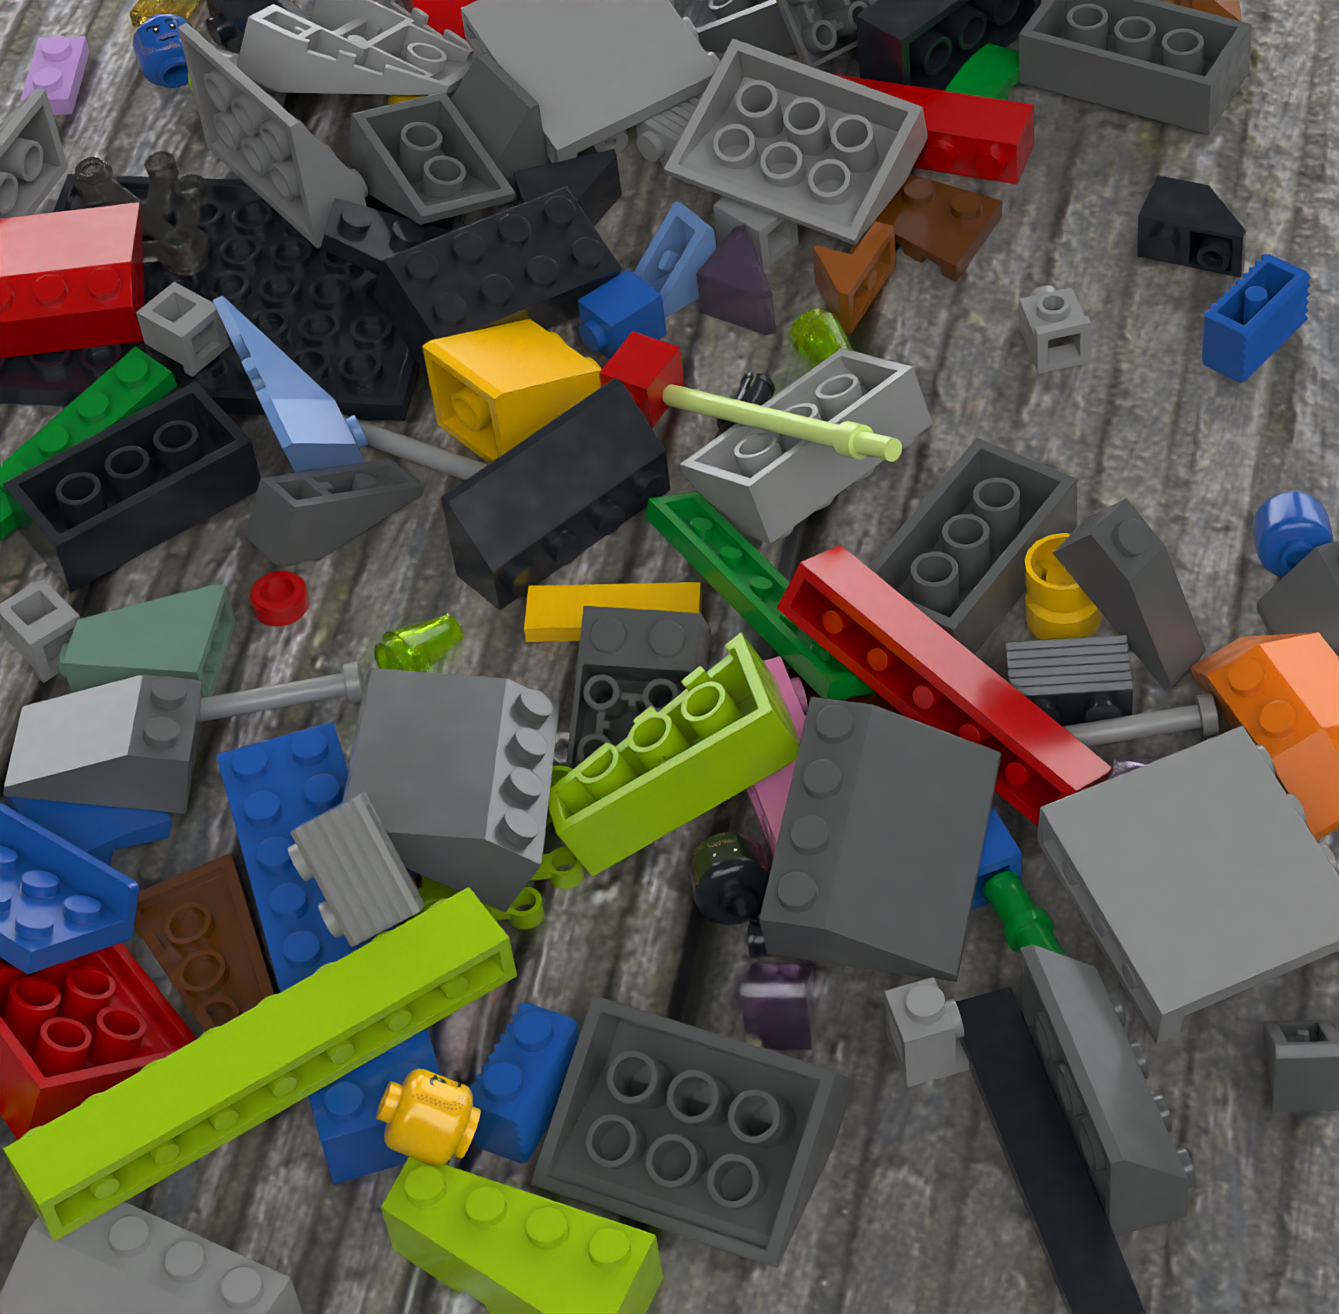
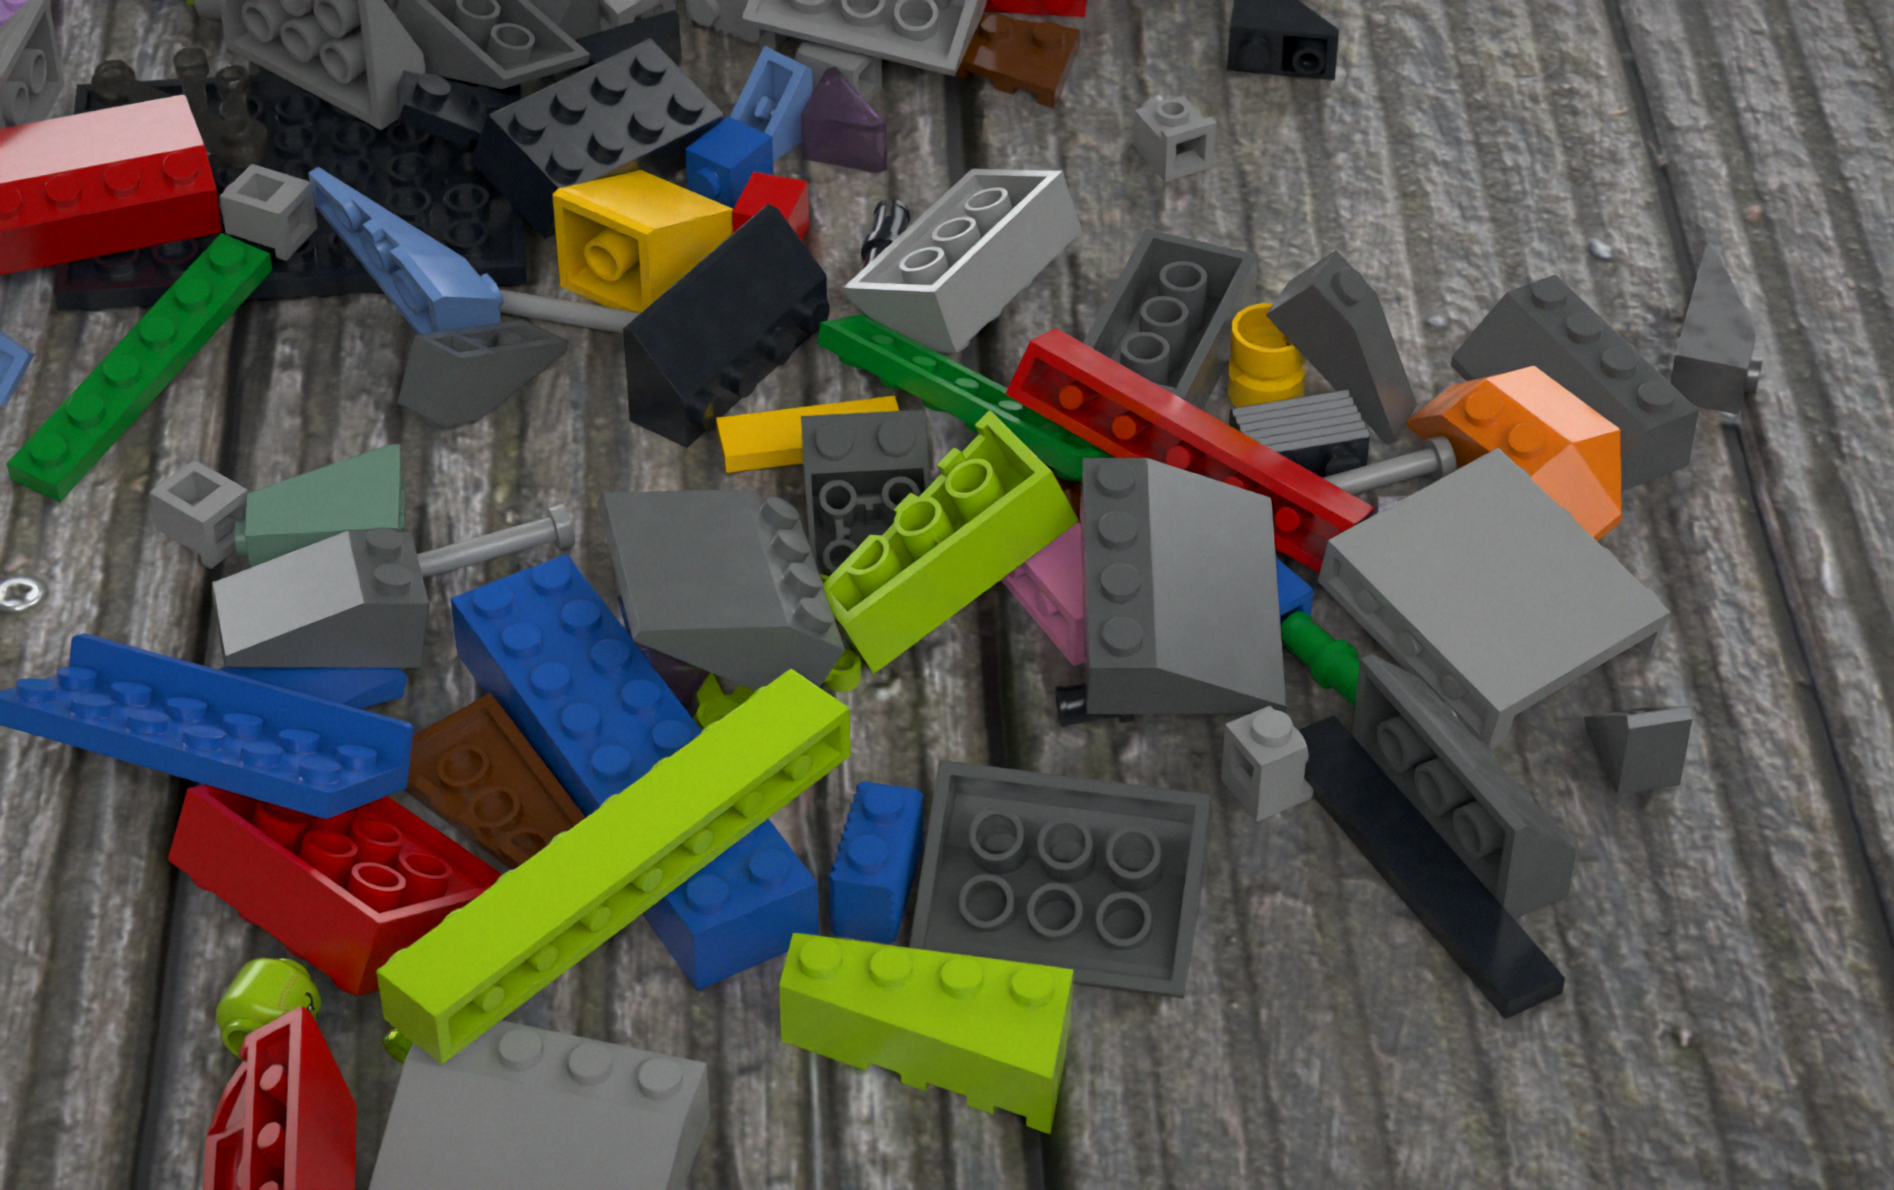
camera: 20 degrees left, 5 degrees down
(133, 486) = (260, 365): black brick -> none
(279, 598) = (448, 460): red tile -> none
(355, 870) = (666, 667): light grey brick -> none
(419, 644) = (627, 474): clear neon green cone -> none
(428, 1117) = (806, 892): yellow head -> none
(726, 874) = (1019, 650): black head -> none
(779, 1005) = (1112, 752): clear purple slope -> none
(818, 335) = (938, 164): clear neon green cone -> none
(848, 438) = (1030, 233): yellowish green bar -> none
(854, 279) = (953, 110): dark orange slope -> none
(1254, 317) = (1371, 106): blue brick -> none
(1288, 530) = (1467, 288): blue head -> none

